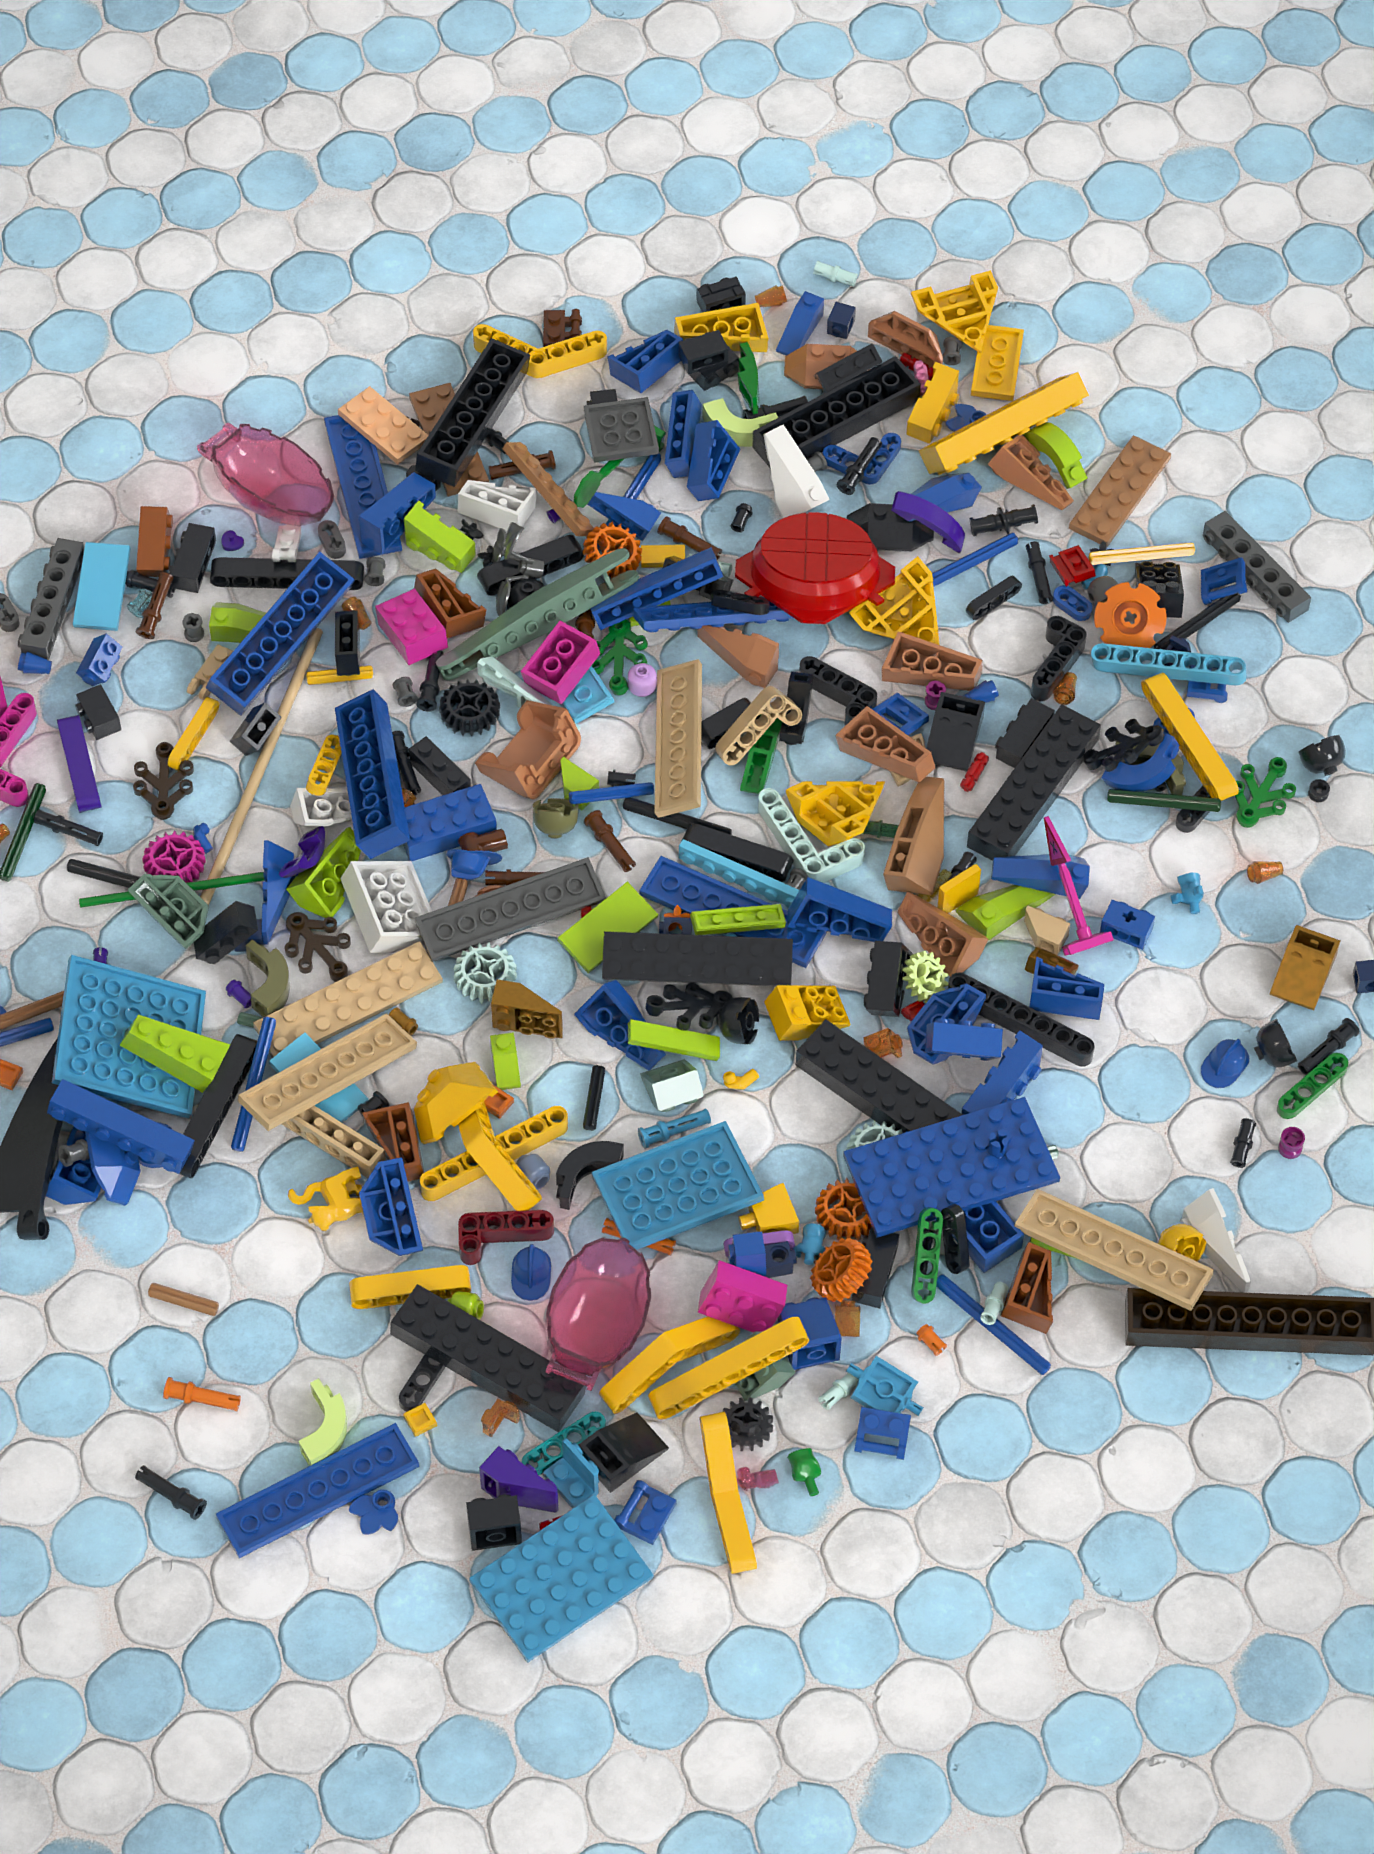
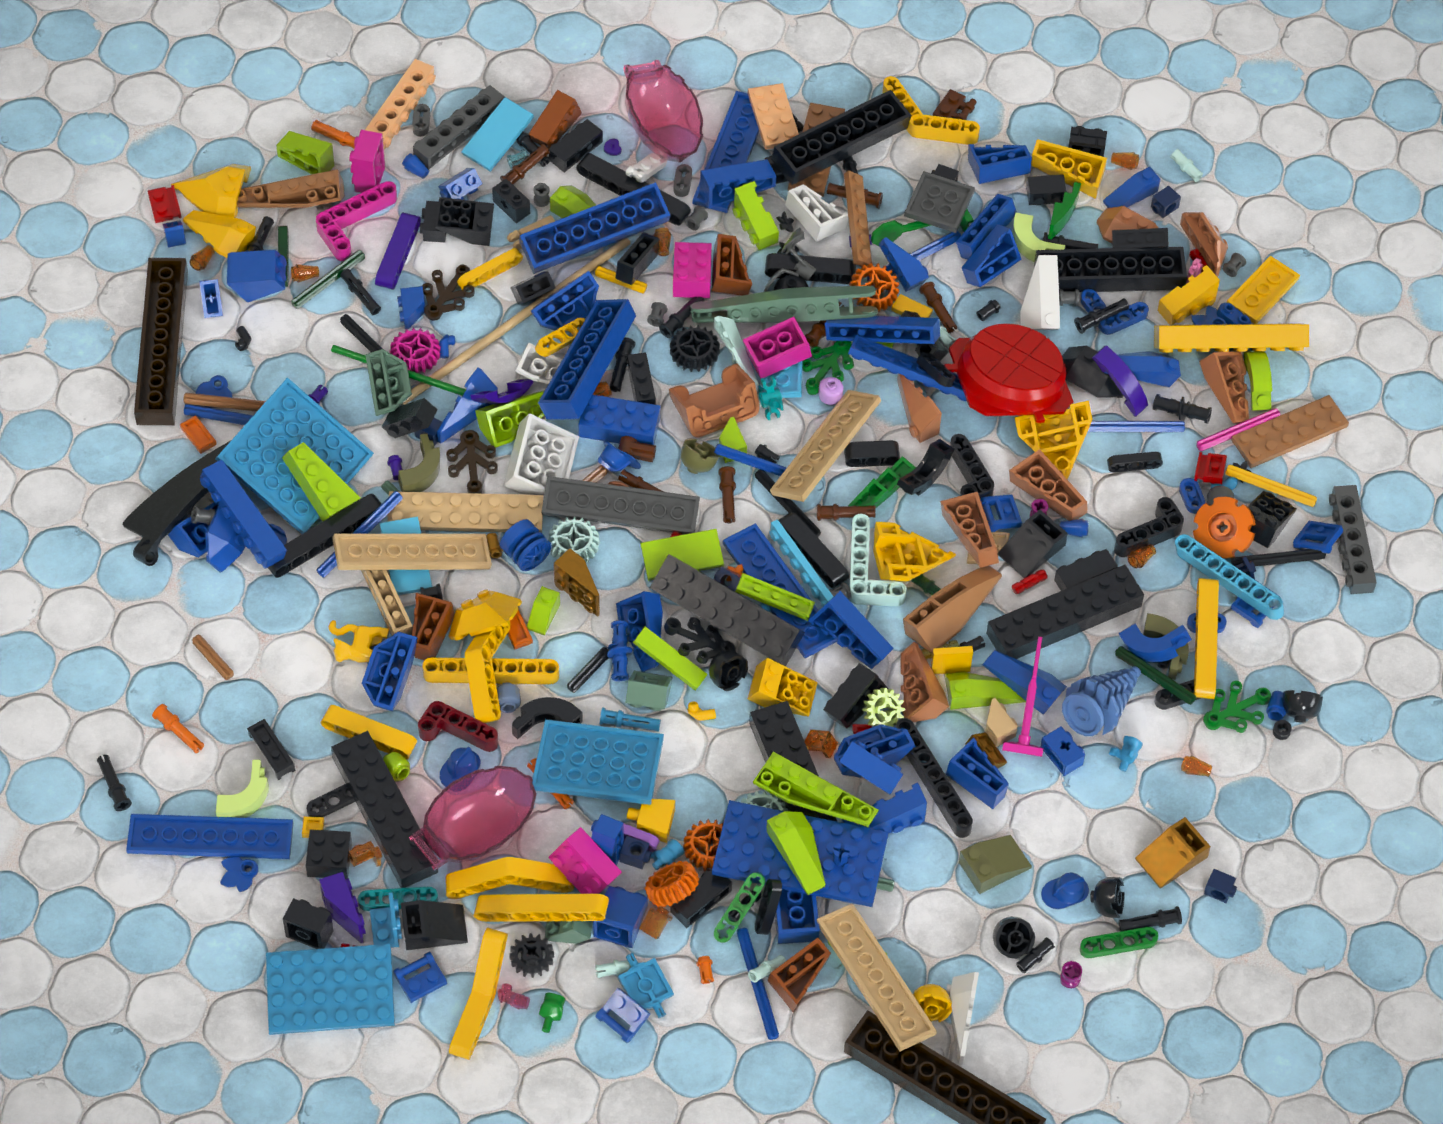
camera: 30 degrees right, 0 degrees up
(134, 693) = (465, 220): none -> black slope
(135, 812) = (412, 305): none -> blue slope
(165, 649) = (511, 200): none -> black brick
(304, 726) = (567, 303): none -> blue wedge
(319, 1360) = (271, 748): none -> black container
(440, 1001) = (525, 545): none -> blue wheel
(460, 1437) = (328, 853): none -> black brick
(589, 717) = (770, 397): none -> teal pin
(614, 1060) = (618, 651): none -> blue piece
(703, 352) = (1040, 174): black brick -> none
(733, 753) = (884, 465): tan beam -> none
(735, 800) = (835, 512): none -> reddish brown pin
(923, 1096) = (809, 791): none -> lime wedge
(947, 1159) = (798, 847): none -> lime wedge
(962, 310) = (1260, 238): yellow wedge -> none
(985, 402) = (1232, 315): none -> blue plate
(1037, 565) = (1185, 454): black pin -> none
(1063, 522) = (1227, 434): none -> dark pink axle
(1132, 856) = (1099, 701): none -> medium blue plant
(1137, 1073) = (993, 862): none -> olive slope
(1149, 736) = (1170, 620): black plant -> none
(1213, 1135) = (1013, 937): none -> black cylinder
(1299, 771) = (1275, 707): none -> blue cone

